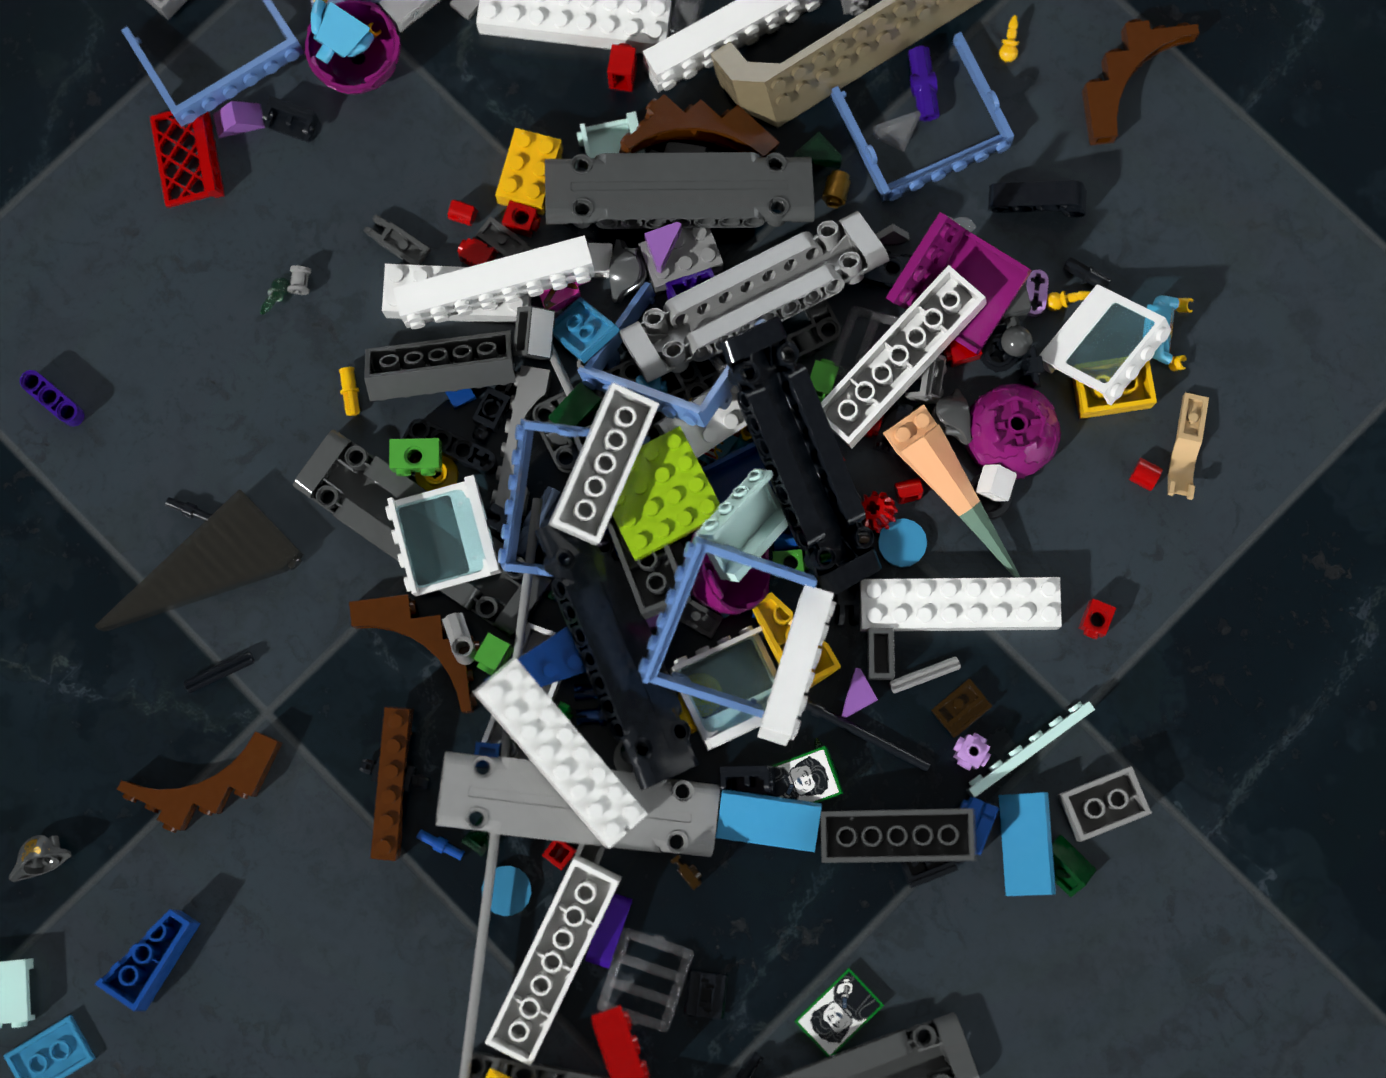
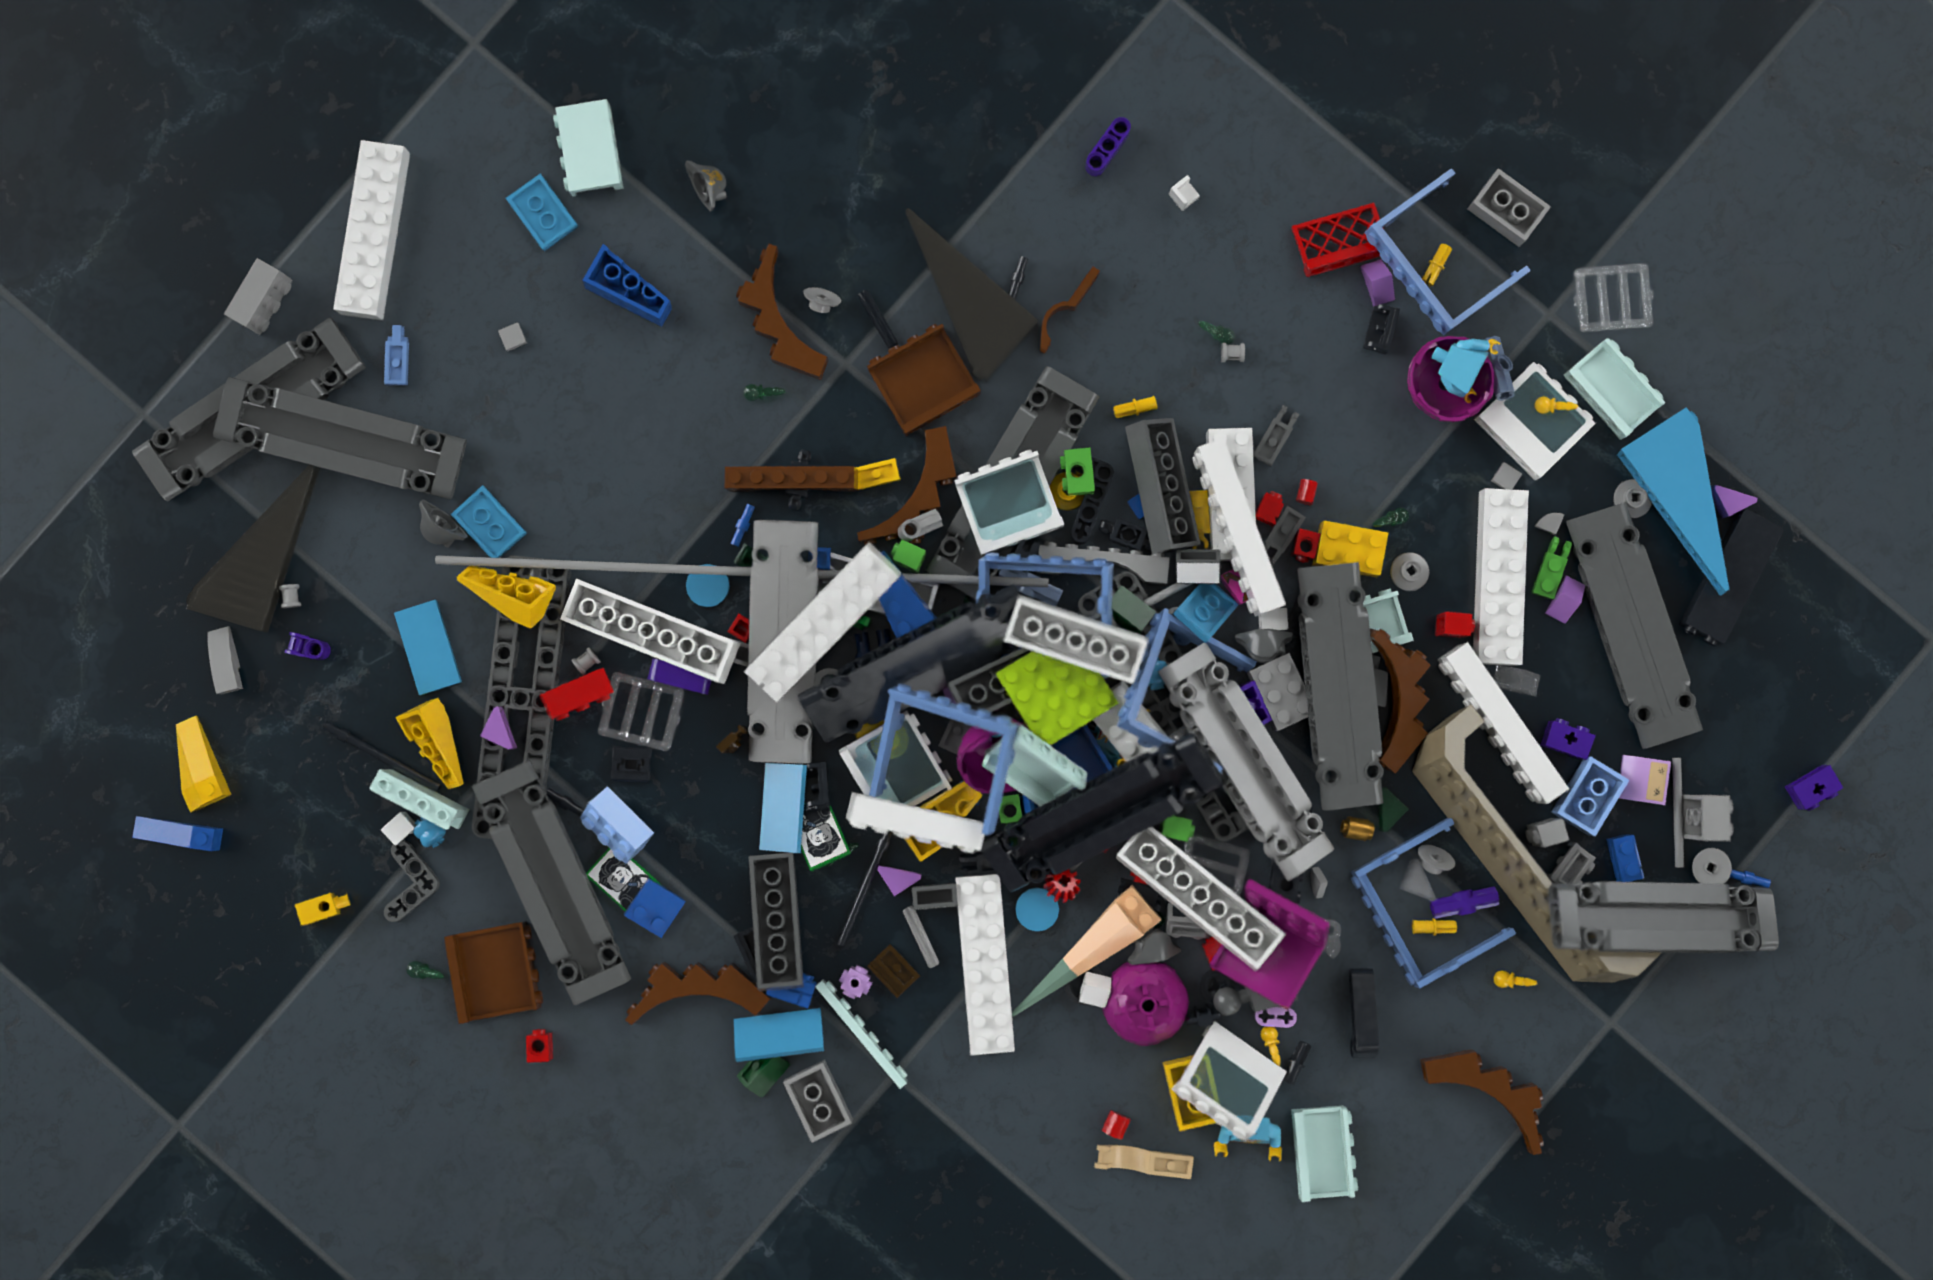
camera: 85 degrees right, 5 degrees up
(115, 319) = (1183, 193): none -> white panel
(189, 734) = (821, 299): none -> light grey piece
(224, 54) = (1437, 264): none -> yellow axle
(261, 484) = (1067, 305): none -> reddish brown piece
(288, 822) = (753, 392): none -> clear green bar
(293, 625) = (923, 379): none -> reddish brown panel
(396, 684) = (878, 474): none -> yellow plate
(474, 327) = (1201, 512): none -> yellow plate
(499, 122) = (1398, 516): none -> clear green bar
(566, 120) = (1402, 578): none -> light grey piece
(581, 1040) = (586, 661): none -> light grey bush
(661, 243) = (1289, 674): medium lavender slope -> none
(775, 1016) = (616, 825): none -> light blue brick
(873, 978) = (654, 907): none -> blue plate
(875, 109) = (1435, 859): none -> light grey piece
(908, 490) = (1084, 912): red brick -> none
(948, 118) = (1434, 926): none -> yellow axle
(962, 968) = (668, 984): none -> reddish brown arch
(1102, 609) = (986, 1095): red brick -> none
(1186, 253) = (1323, 1152): none -> light aqua panel

